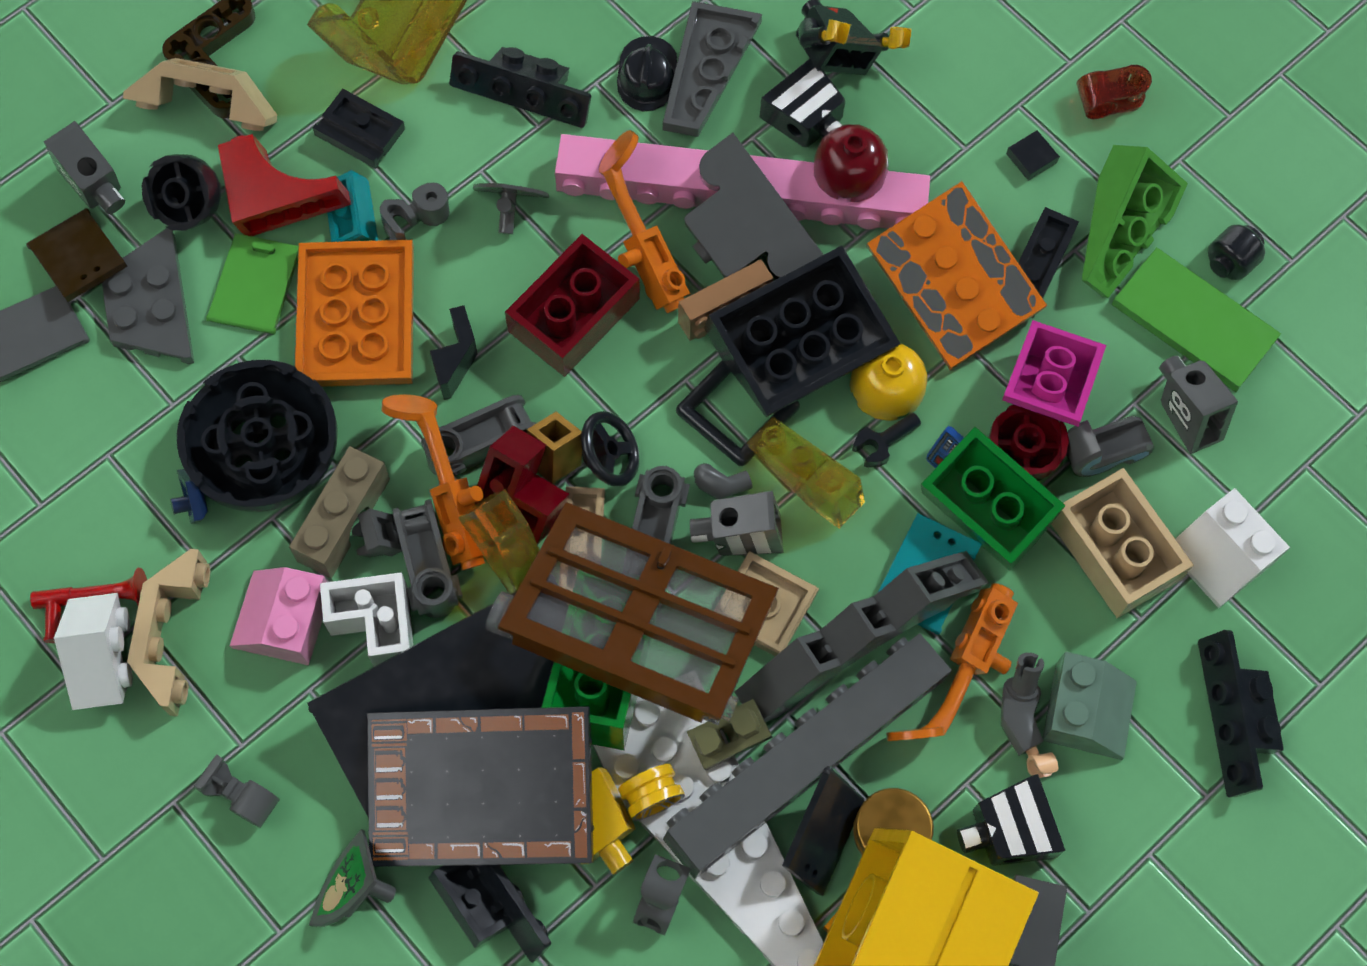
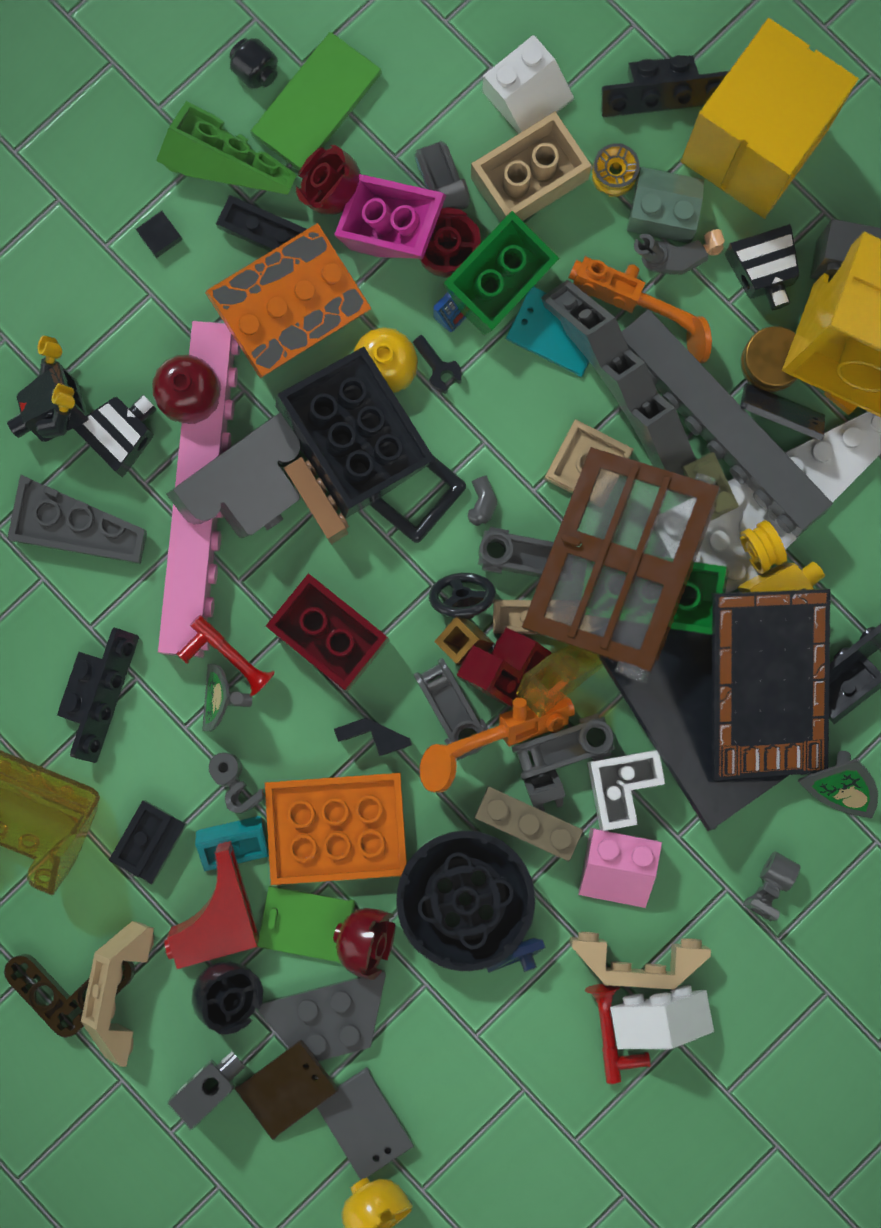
camera: 85 degrees left, 15 degrees up
(223, 333) = (364, 941): none -> dark red cylinder
(577, 182) = (207, 633): none -> red piece
(646, 73) = (78, 580): black piece -> none
(646, 248) = (269, 569): orange piece -> none
(660, 896) = (846, 539): dark grey leg -> none
(742, 525) = (532, 467): dark grey torso -> none
(809, 472) = (473, 428): clear yellow slope -> none
(1097, 320) = (328, 180): none -> dark red cylinder
(1112, 92) = (96, 163): clear red piece -> none
(1130, 632) = (619, 157): none -> yellow wheel
(1196, 403) = (399, 104): dark grey torso -> none
(1197, 812) = (767, 117): none -> yellow piece

